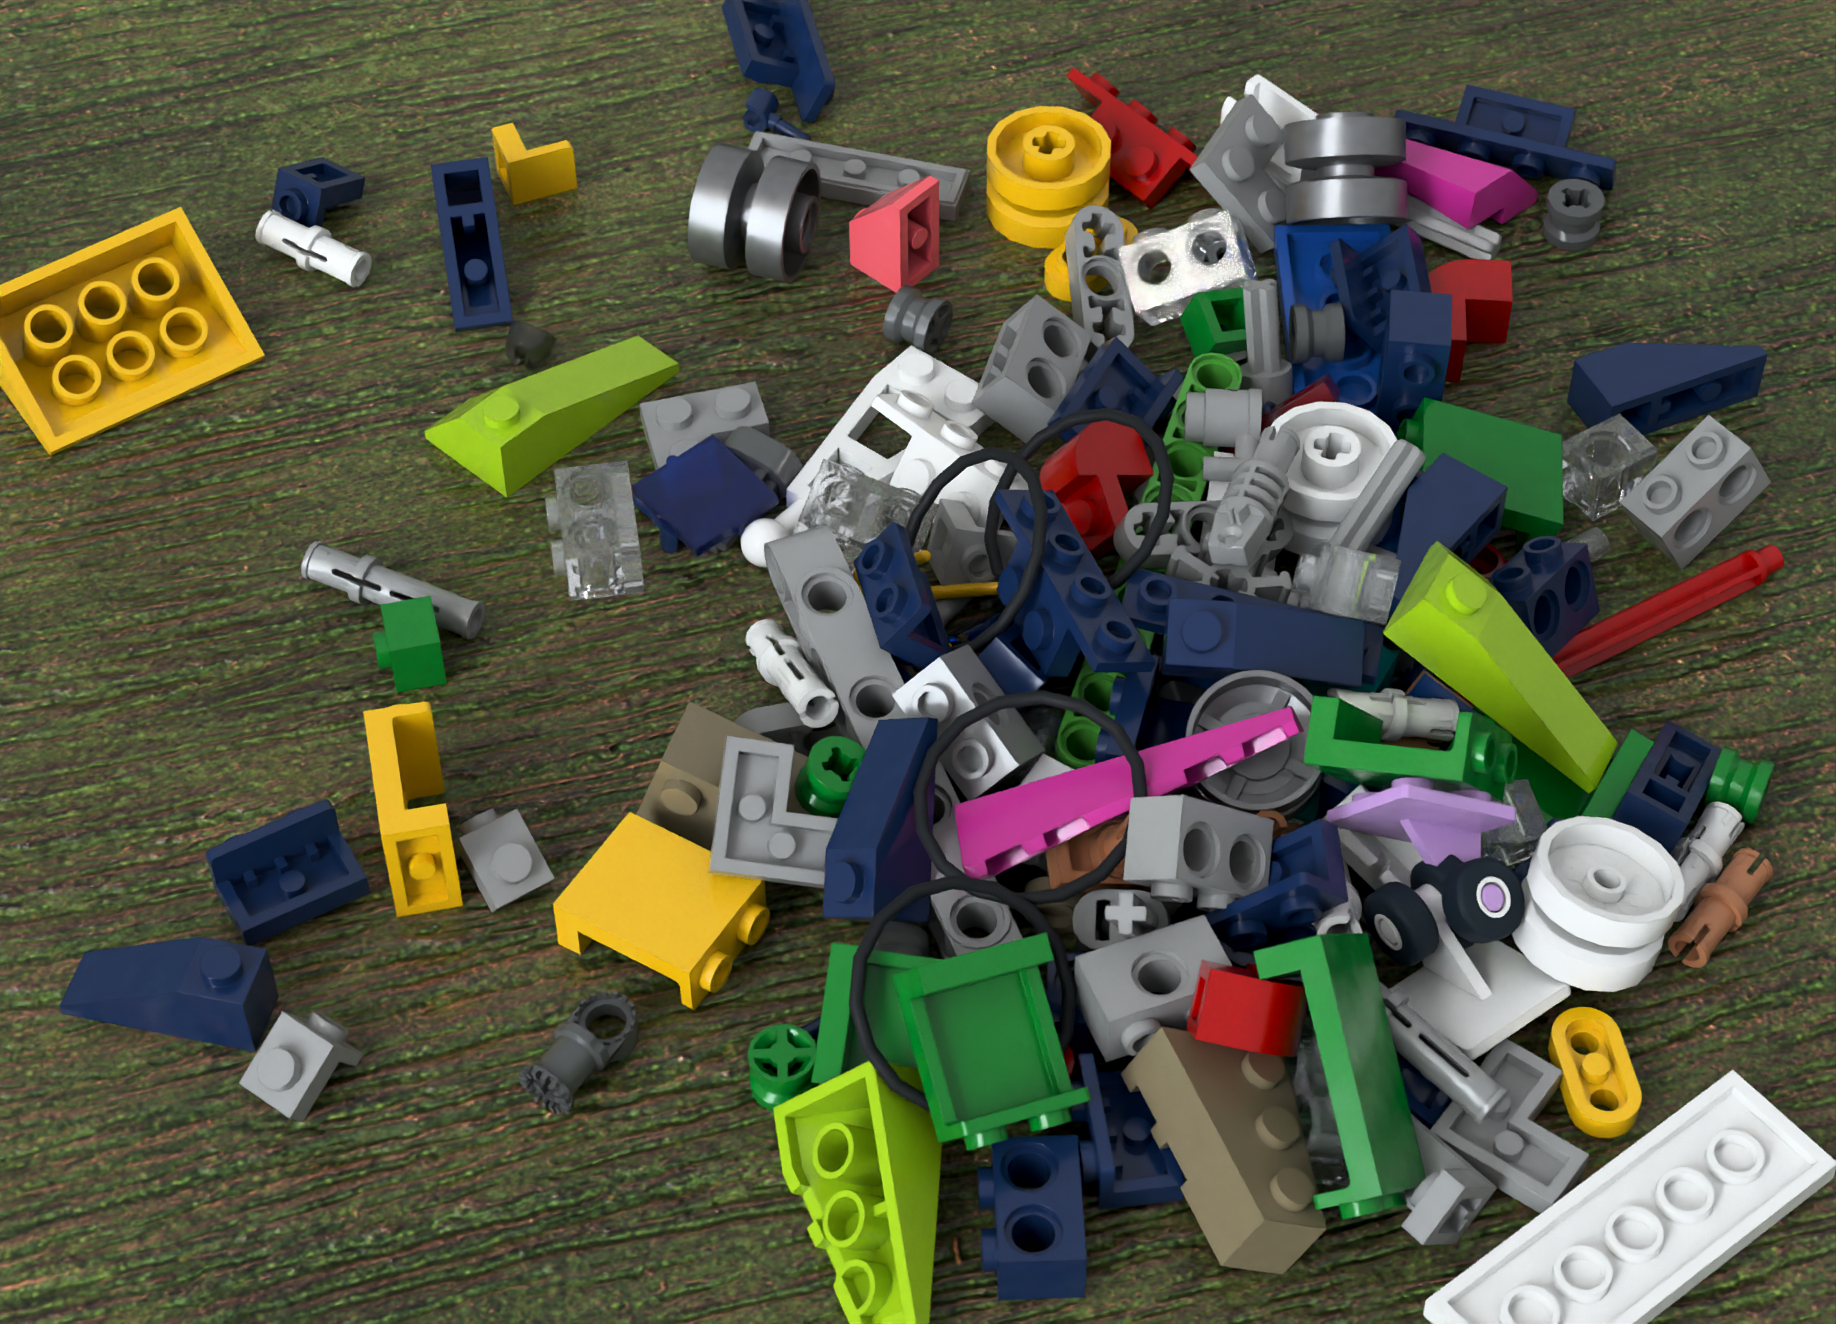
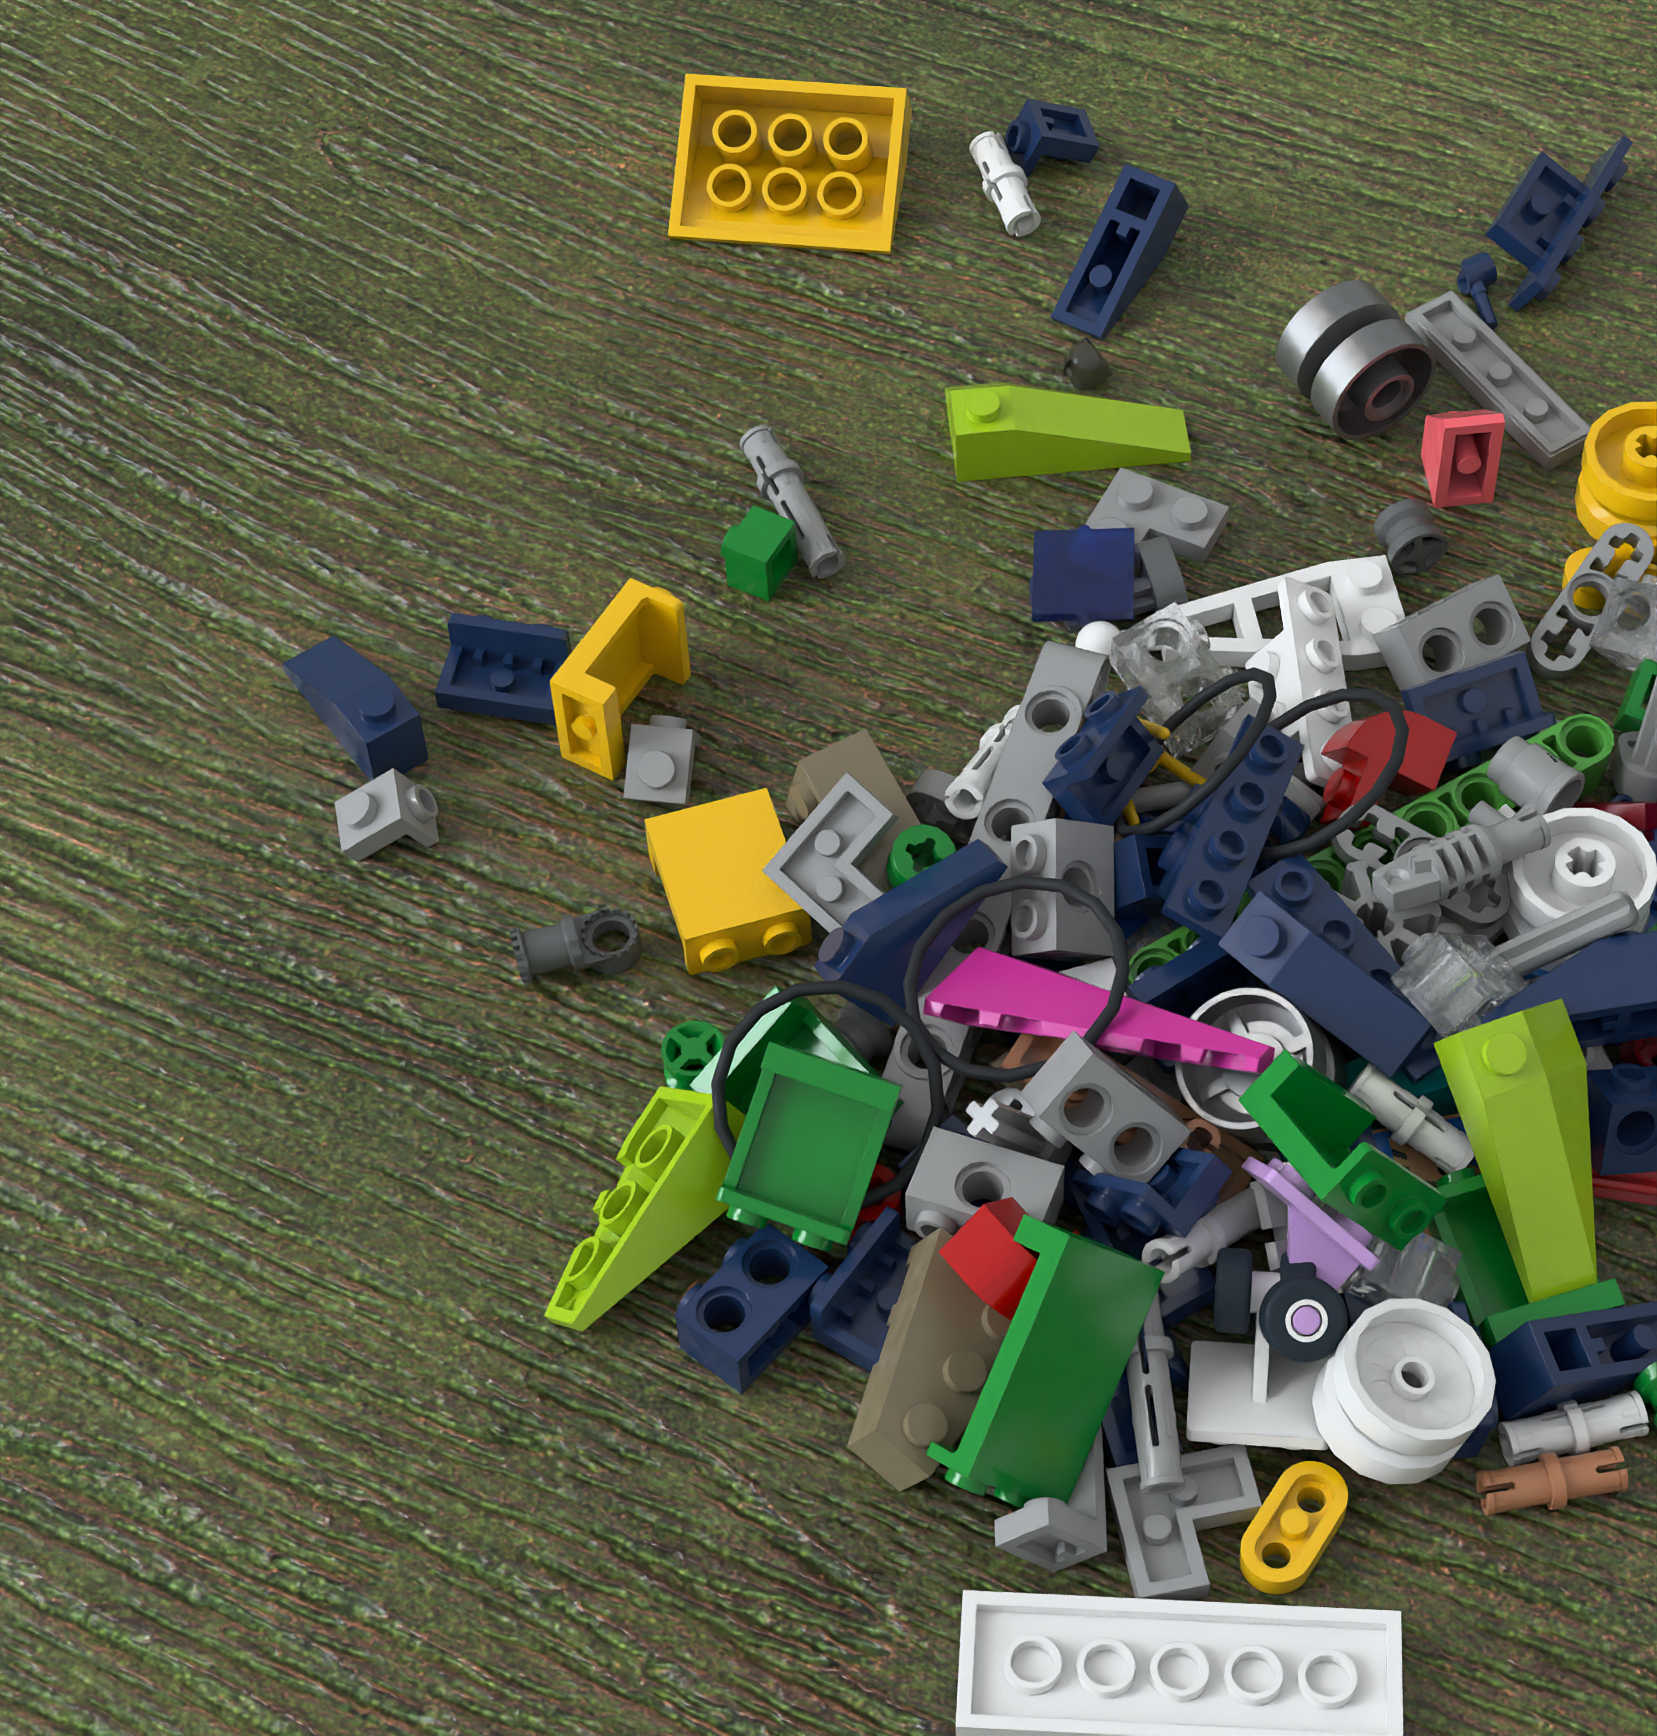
camera: 45 degrees right, 5 degrees up
(535, 171) = (1238, 220): yellow panel -> none
(598, 531) = (980, 551): clear brick -> none

